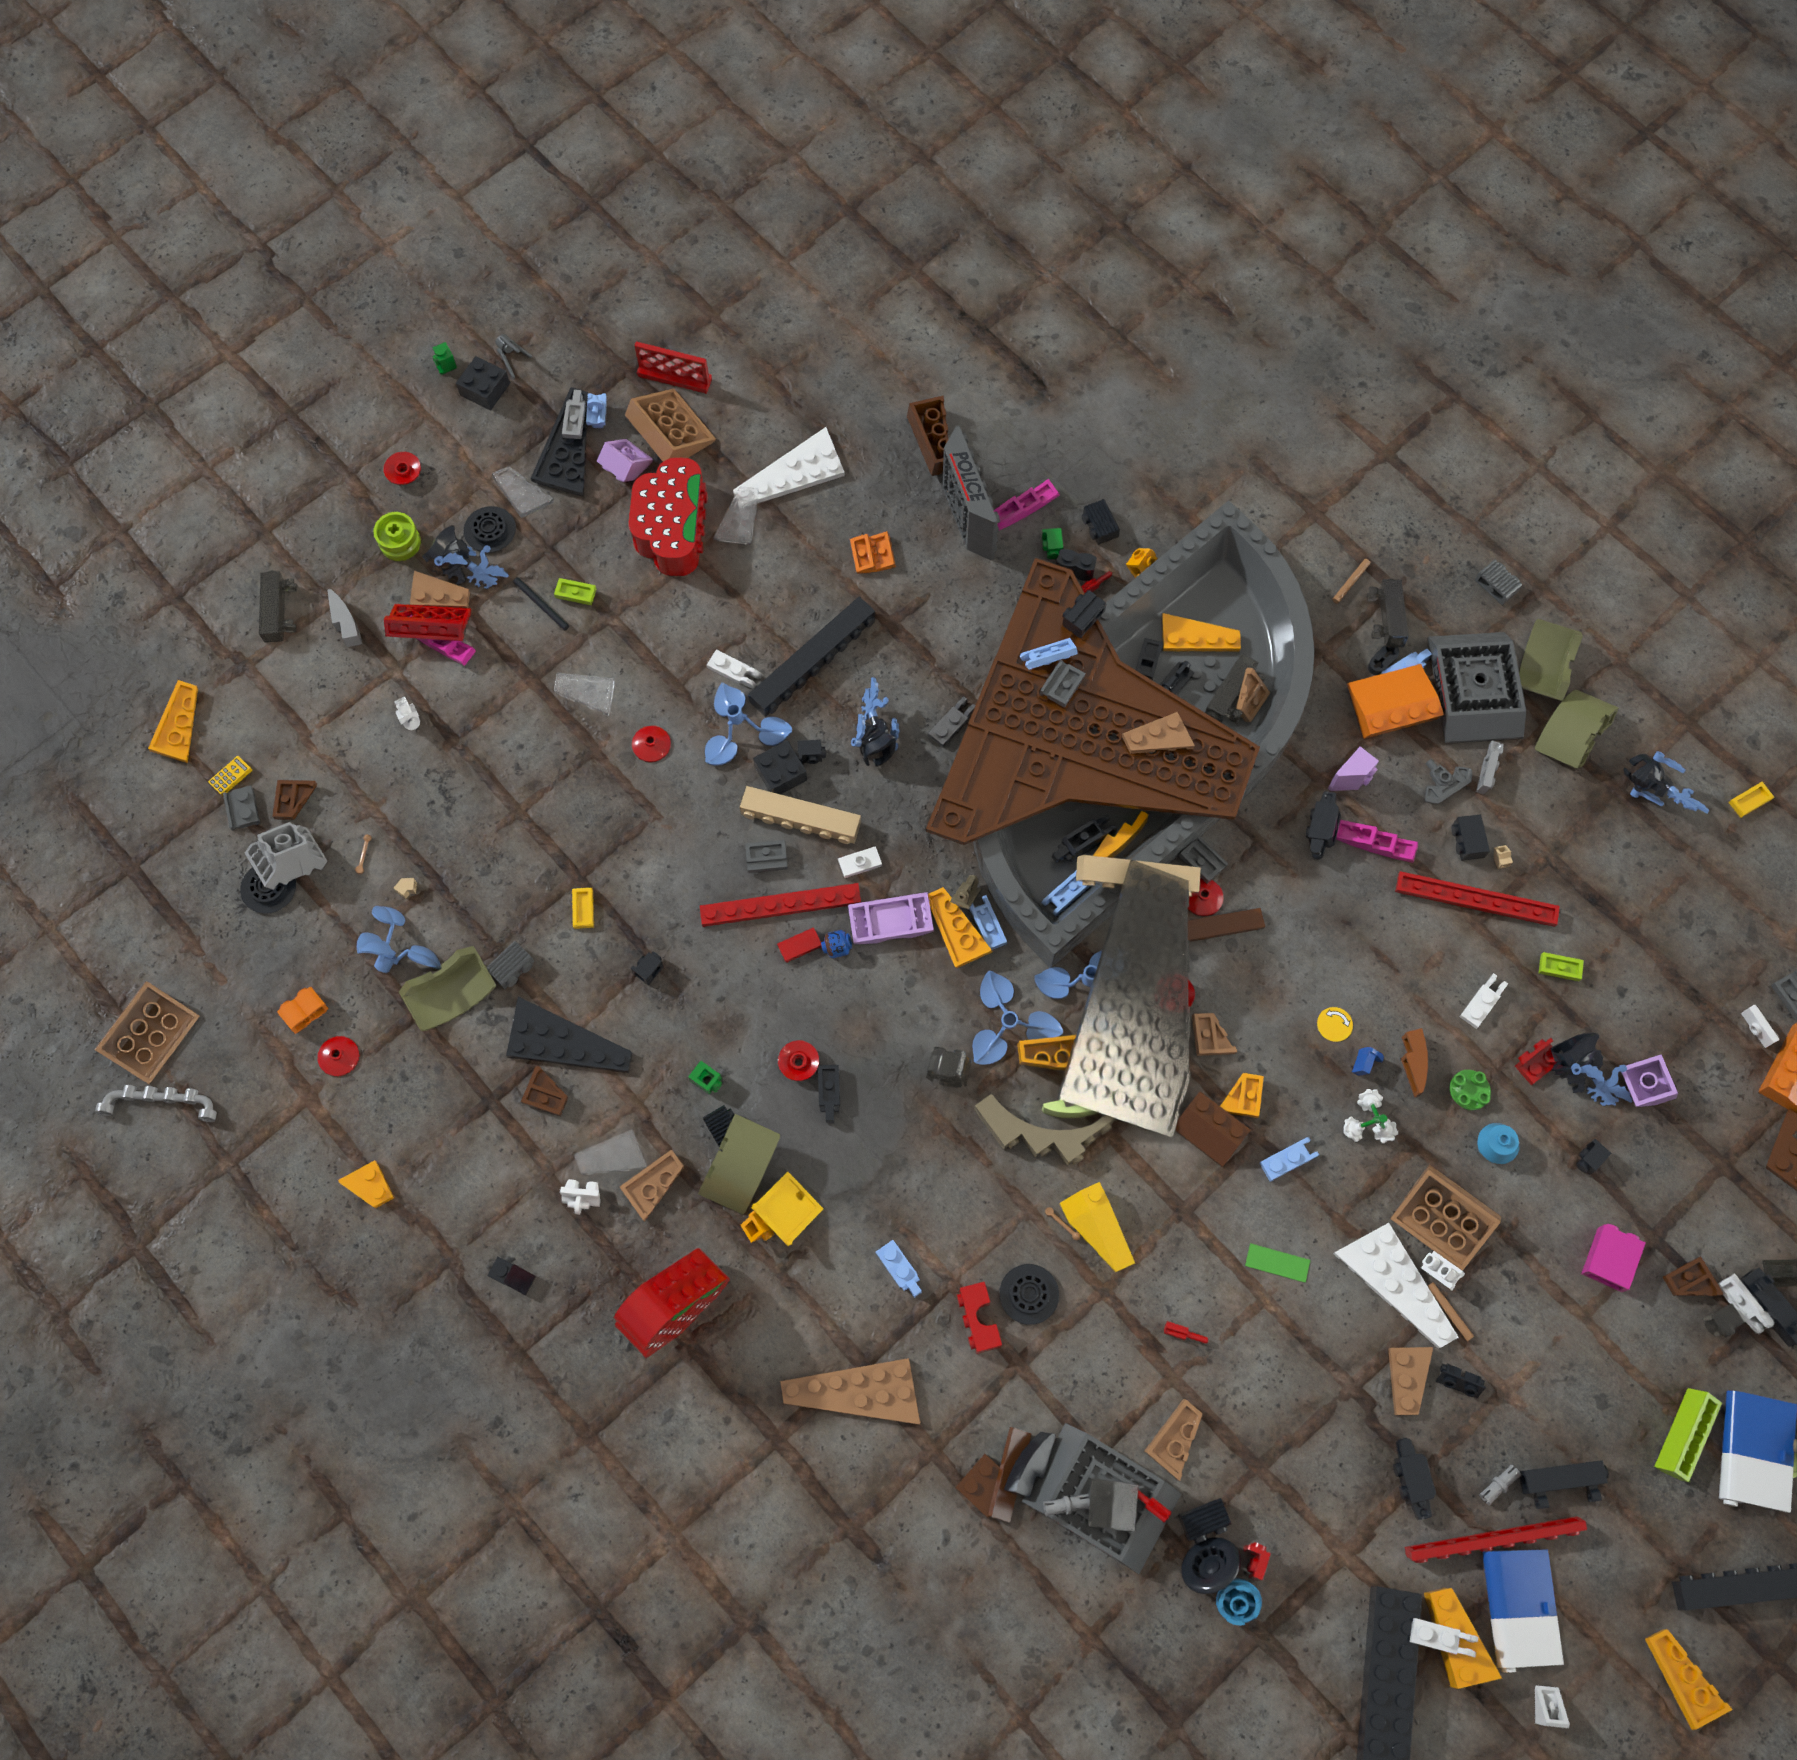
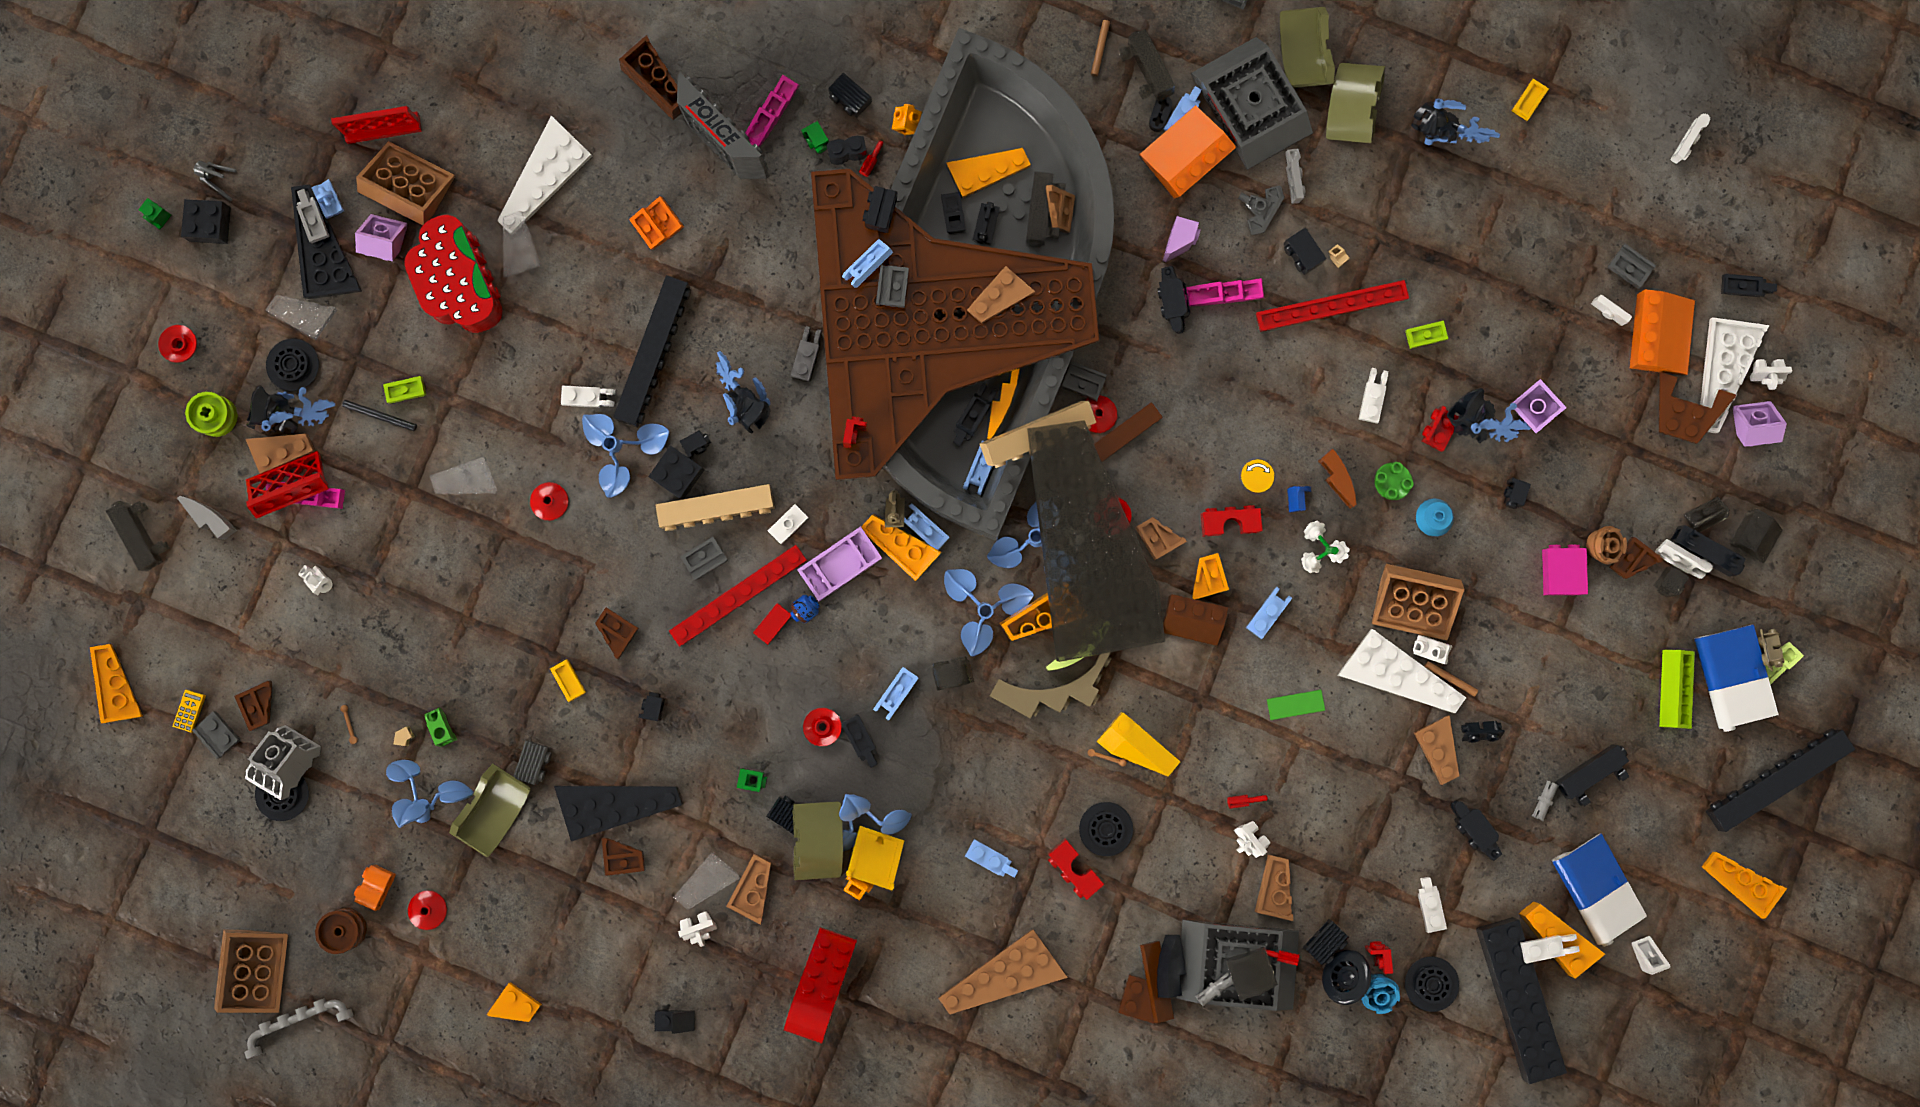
camera: 25 degrees left, 15 degrees up
(249, 1033) = (340, 930): none -> reddish brown wheel
(443, 894) = (439, 728): none -> bright green leg
(650, 883) = (616, 631): none -> reddish brown wing
(791, 1145) = (855, 806): none -> medium blue plant
(886, 1062) = (897, 692): none -> light blue hinge
(965, 785) = (851, 428): none -> red bracket
(1170, 1375) = (1249, 842): none -> white hips
(1299, 1622) = (1432, 984): none -> black wheel
(1307, 1056) = (1247, 518): none -> red arch
(1332, 1538) = (1431, 906): none -> white hinge
(1488, 1540) = (1557, 846): red plate -> none
(1668, 1249) = (1606, 545): none -> medium nougat cone

